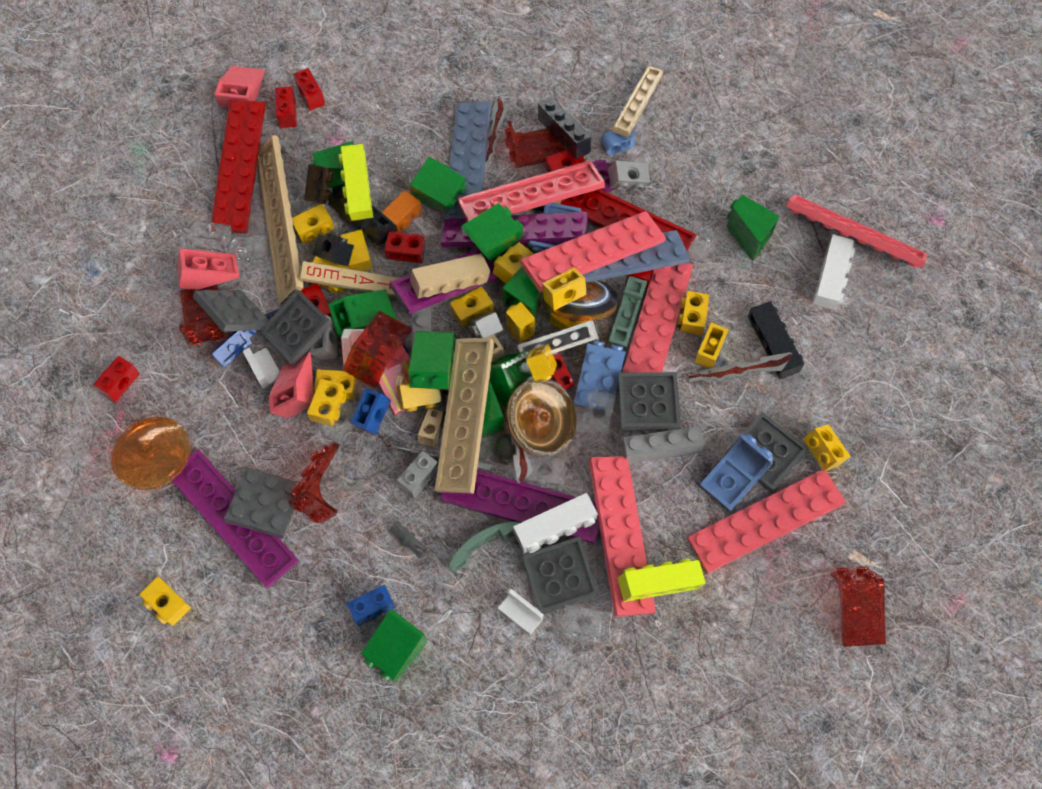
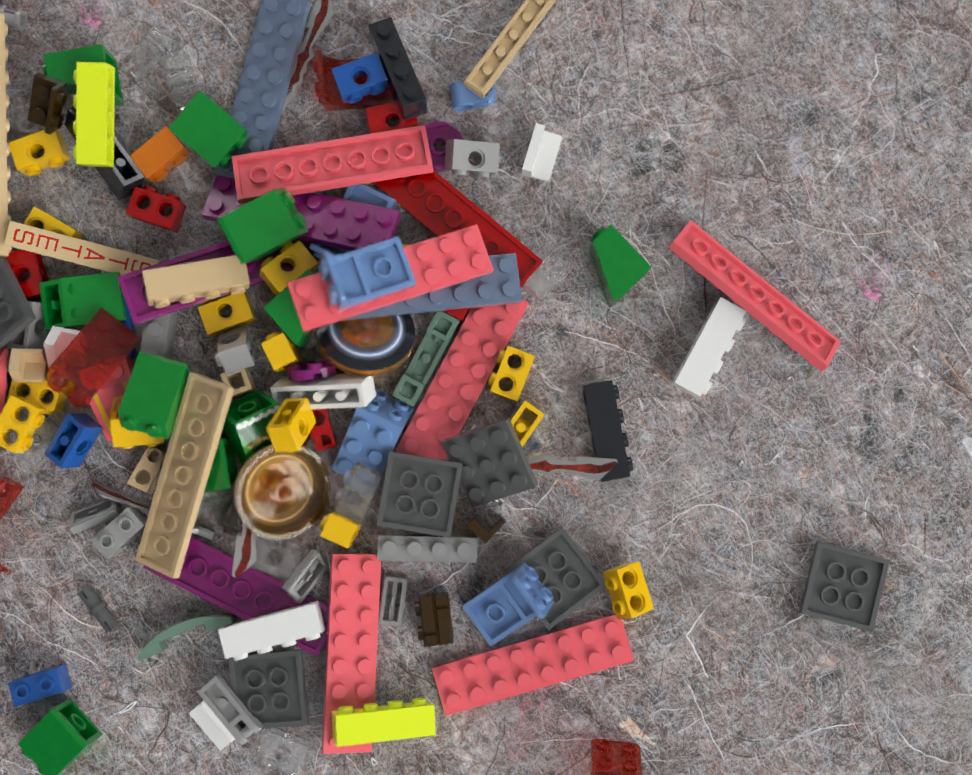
camera: 10 degrees right, 20 degrees up
(328, 360) = (27, 365): none -> tan panel
(333, 249) = (57, 202): black brick -> none
(360, 257) = (90, 204): yellow brick -> none
(394, 466) = (93, 515): none -> light grey tile
(532, 592) = (229, 709): none -> light grey plate
(538, 138) = (368, 67): none -> blue brick
(549, 326) = (309, 370): none -> magenta plate
(564, 288) = (336, 333): yellow brick -> none
(571, 477) = (304, 573): none -> light grey tile
(577, 242) = (366, 273): none -> medium blue bracket
(592, 438) = (339, 529): none -> yellow brick
(645, 508) = (395, 579): none -> light grey tile
(676, 170) = (541, 154): none -> white panel
(681, 497) = (435, 619): none -> dark brown brick
(699, 370) = (491, 462): none -> dark grey plate
(703, 418) = (482, 532): none -> dark brown panel
(989, 419) = (844, 586): none -> dark grey plate

